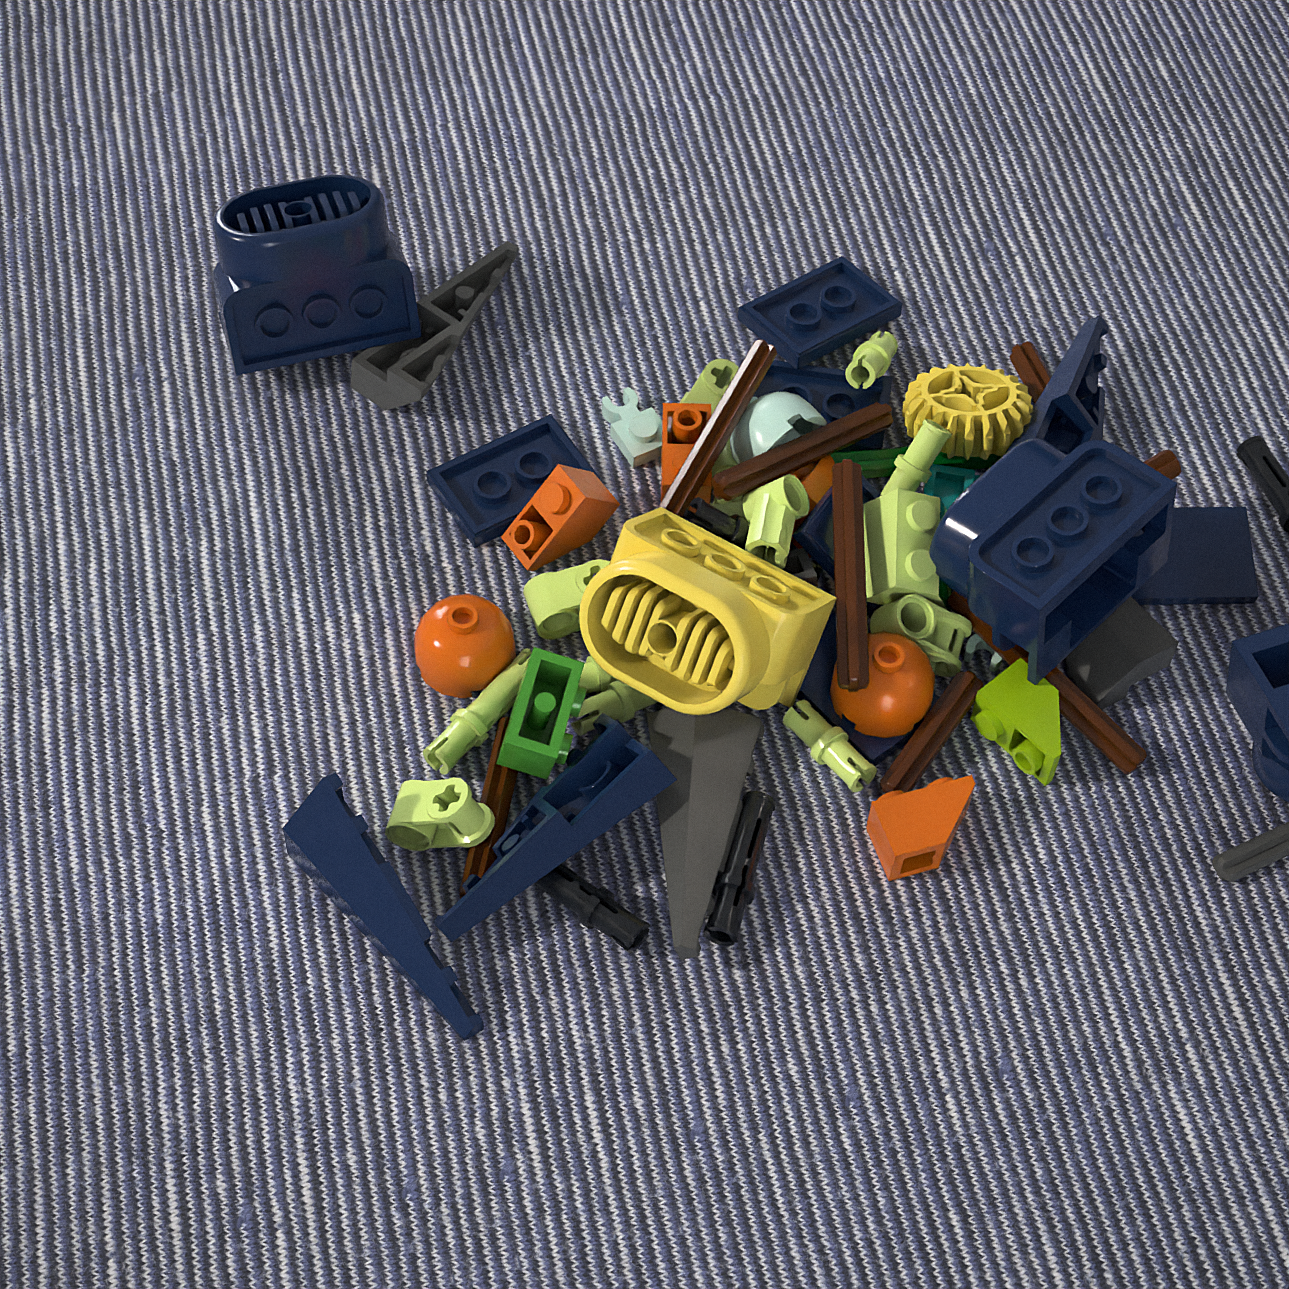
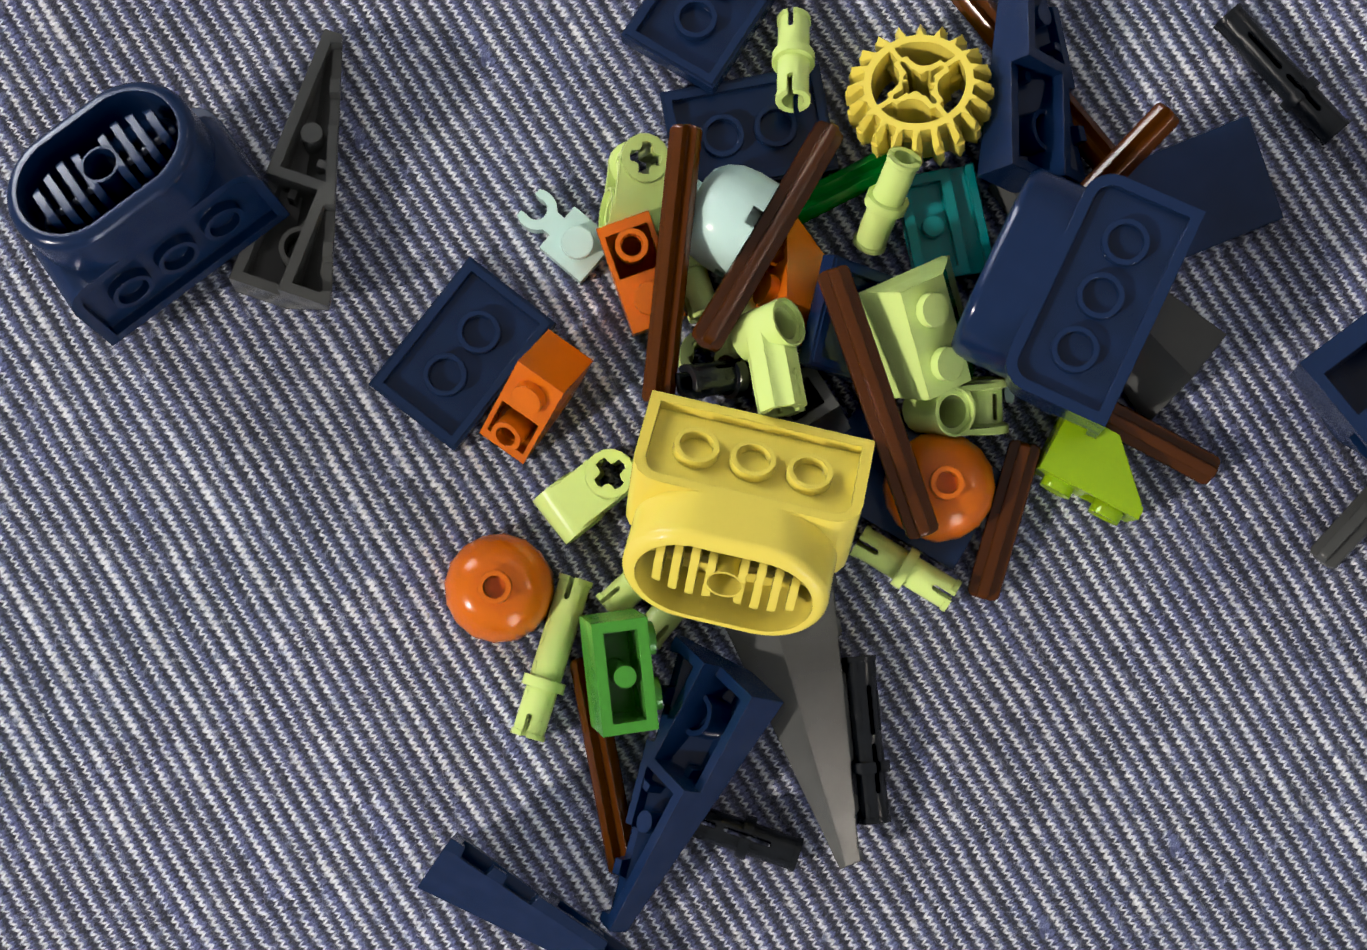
camera: 20 degrees left, 30 degrees up
(438, 816) = (558, 803): yellowish green piece -> none
(918, 826) = (1027, 632): orange slope -> none

